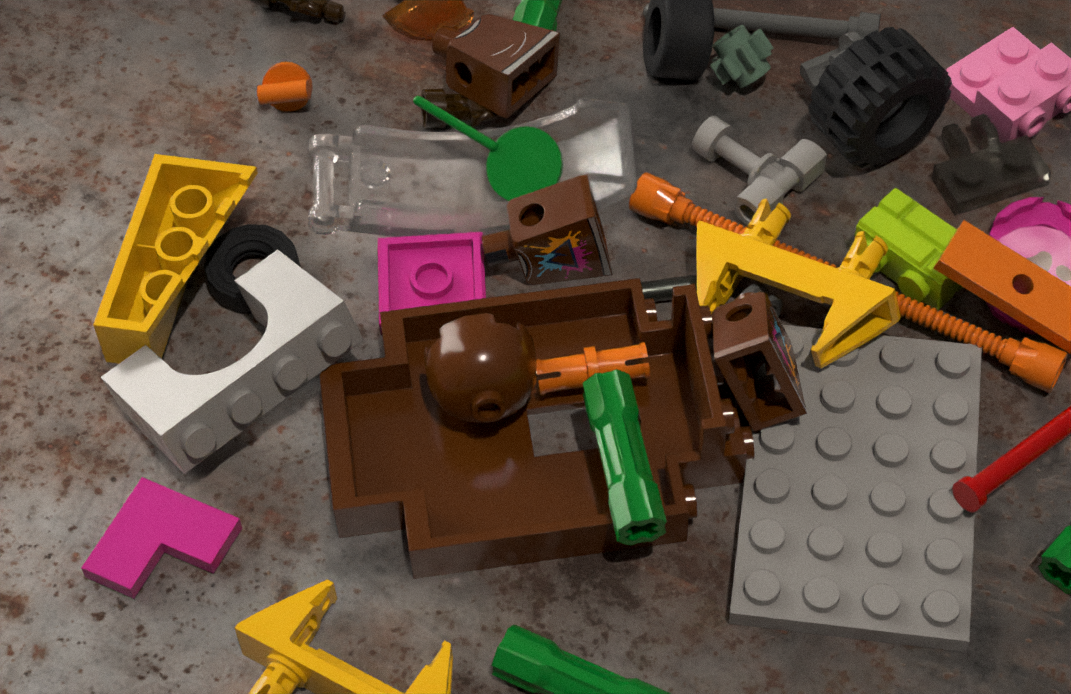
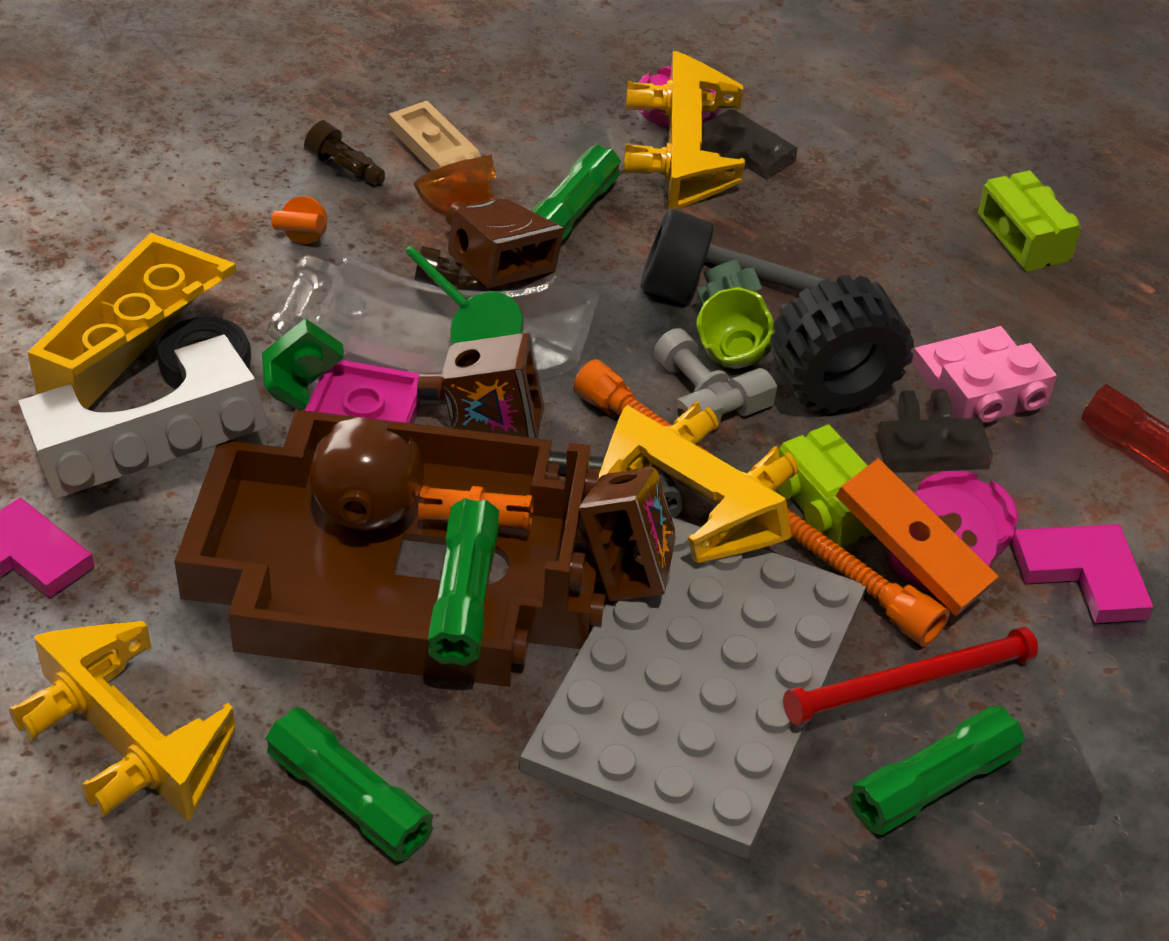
camera: 10 degrees right, 10 degrees down
(353, 253) = (298, 361): none -> green bracket
(765, 100) = (735, 327): none -> lime hair

